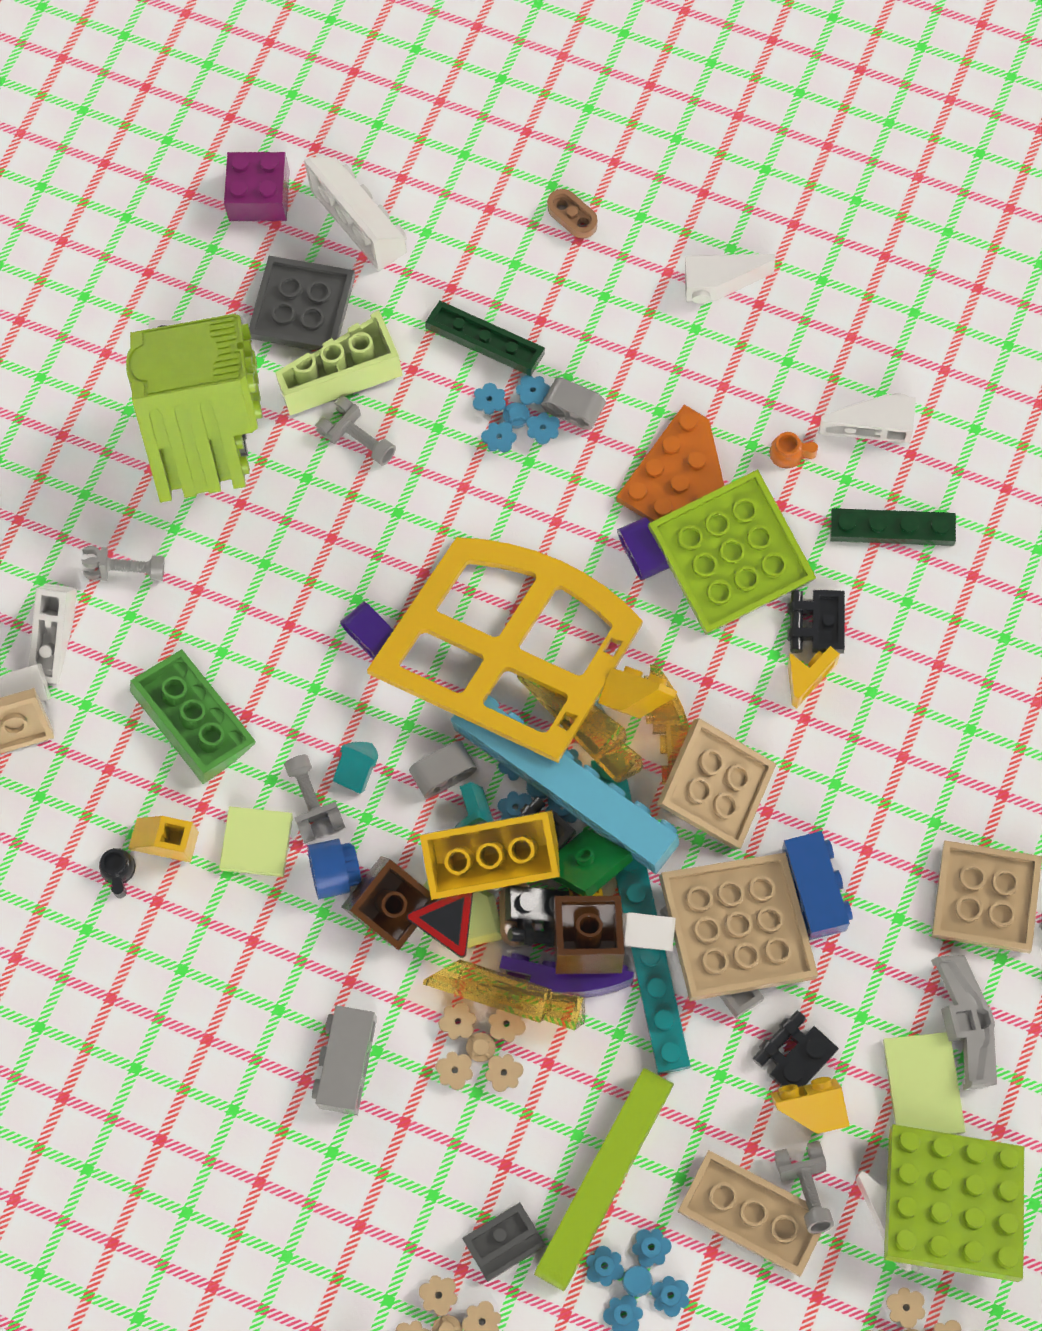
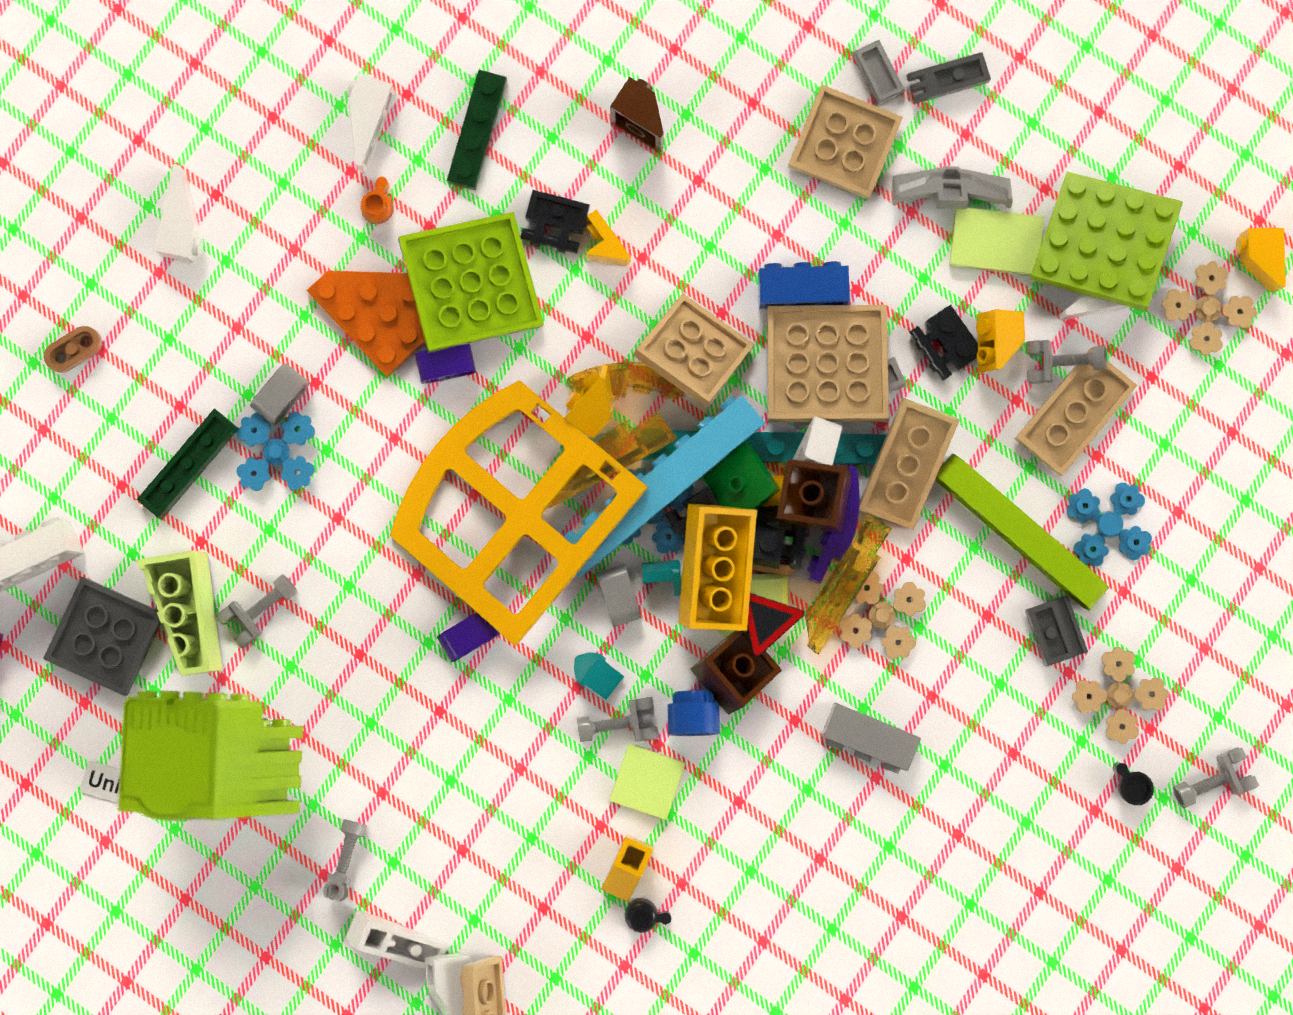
camera: 85 degrees left, 15 degrees up
(191, 715) = (510, 820): bright green slope -> none
(649, 1033) = (908, 463): none -> tan plate
(954, 673) = (638, 114): none -> reddish brown slope

